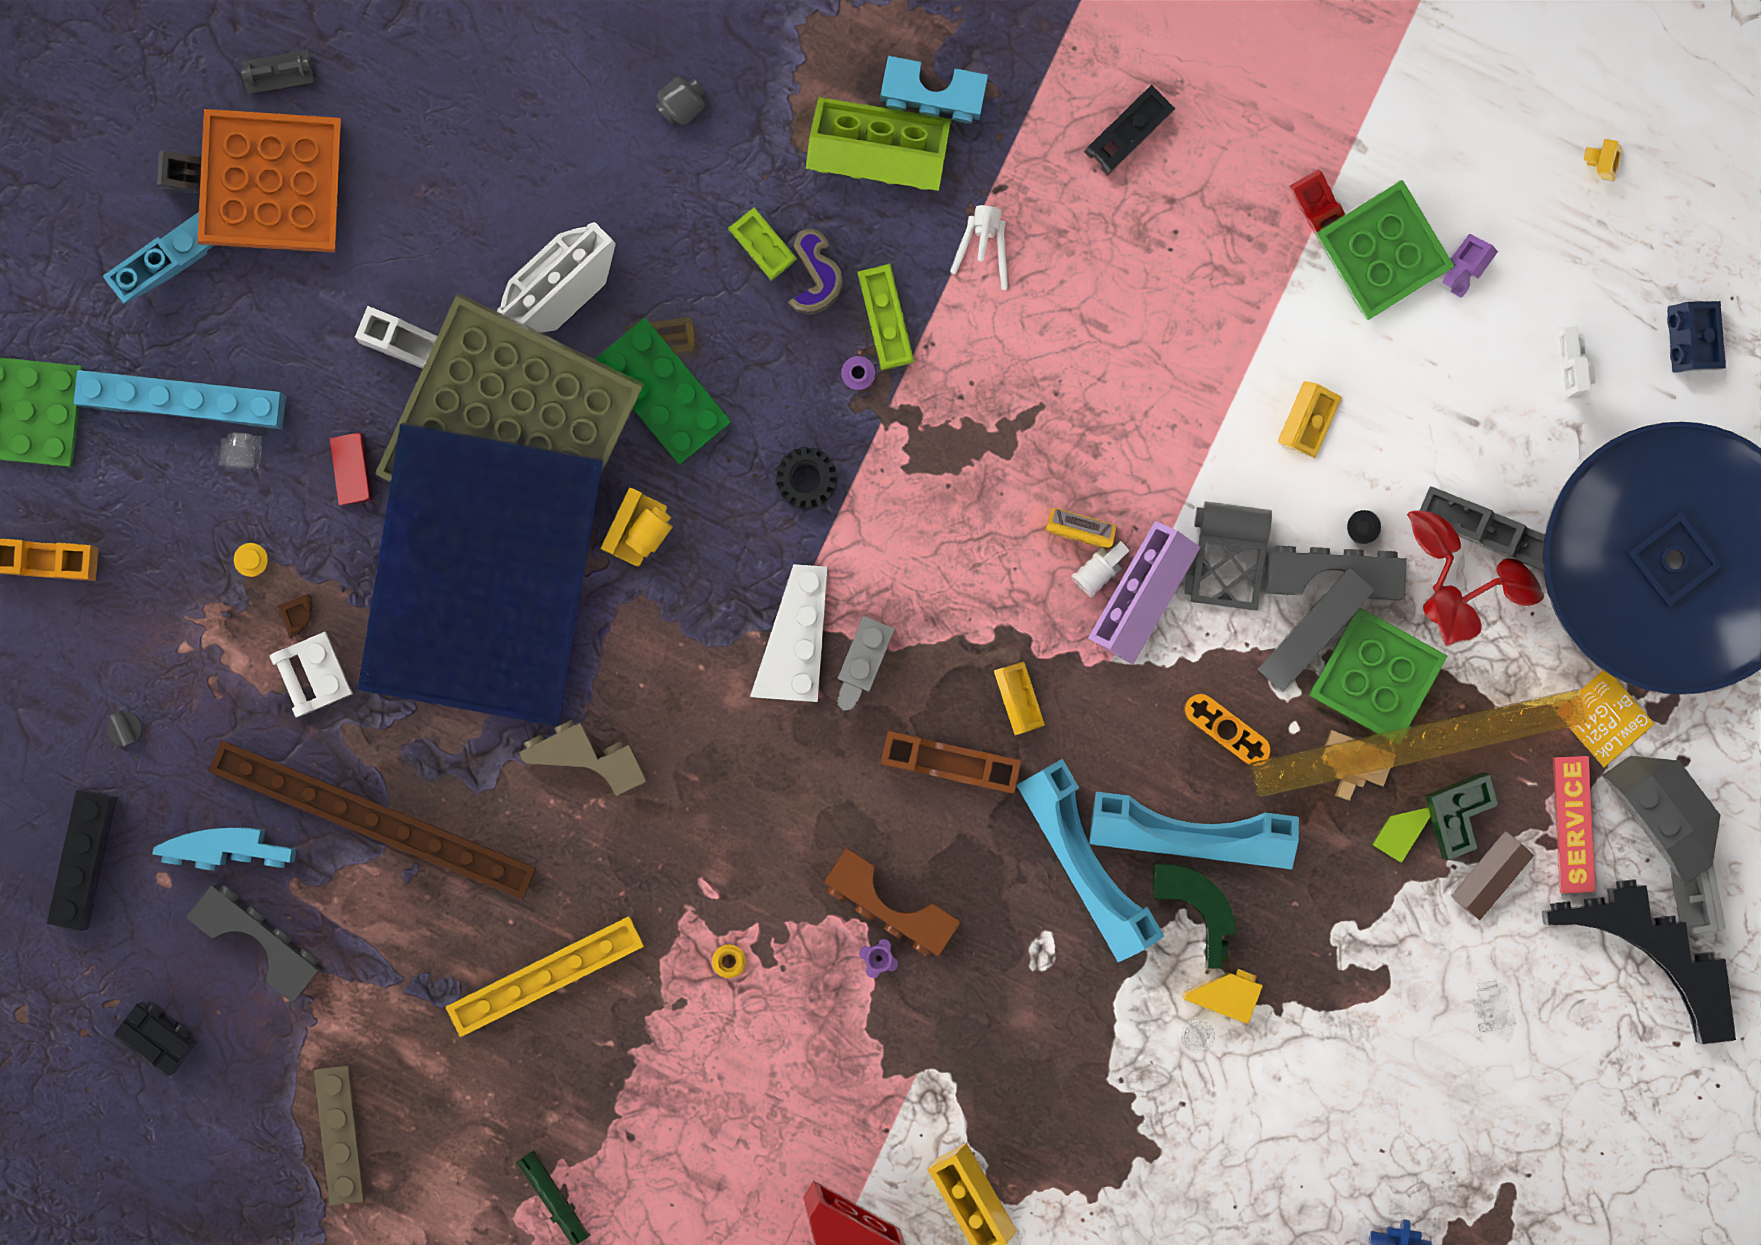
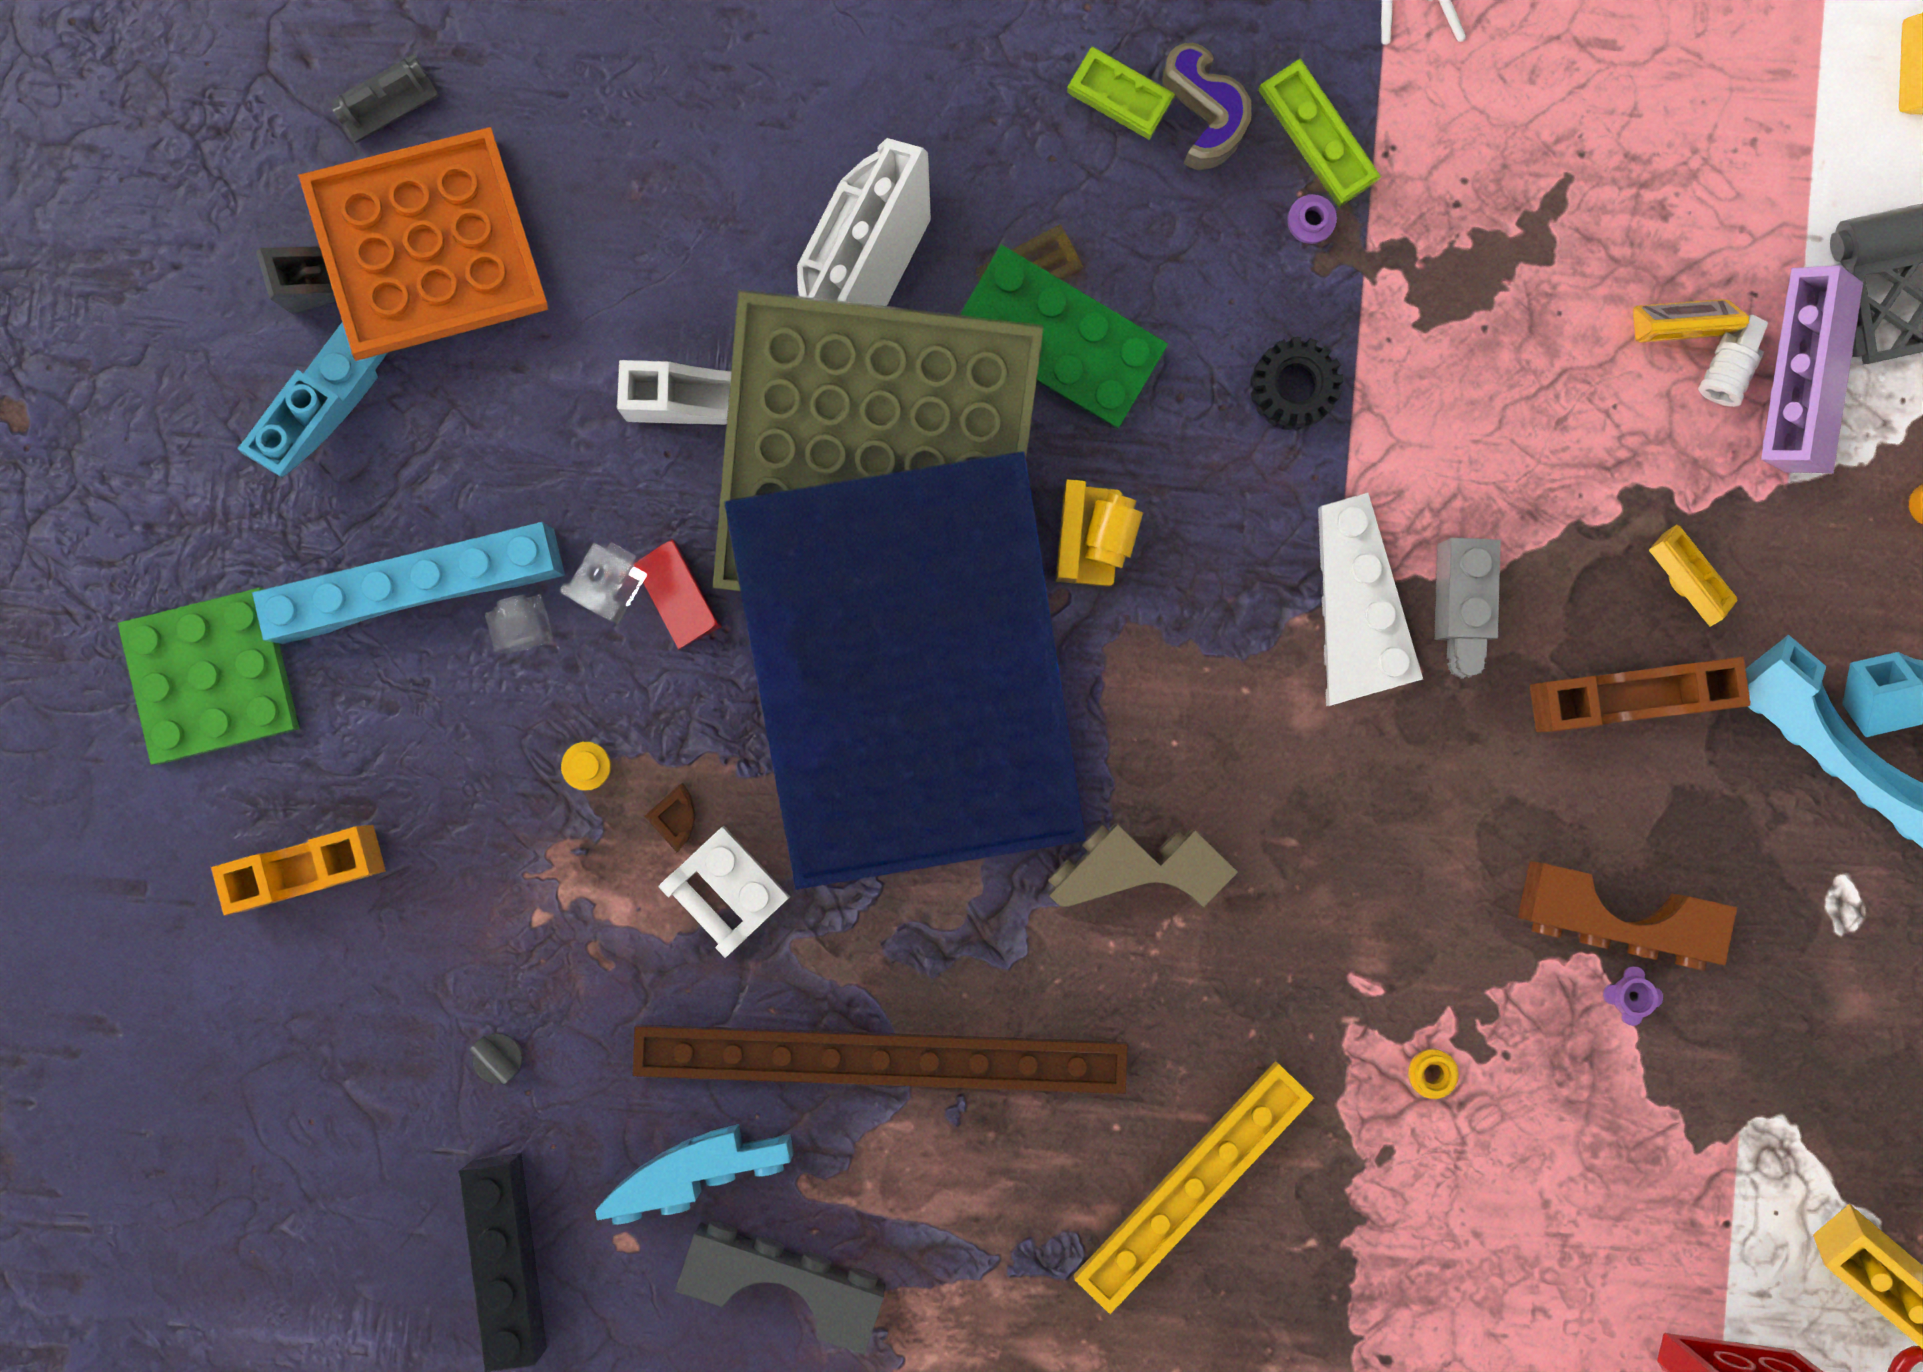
camera: 25 degrees left, 0 degrees up
(307, 444) = (606, 581): none -> clear brick

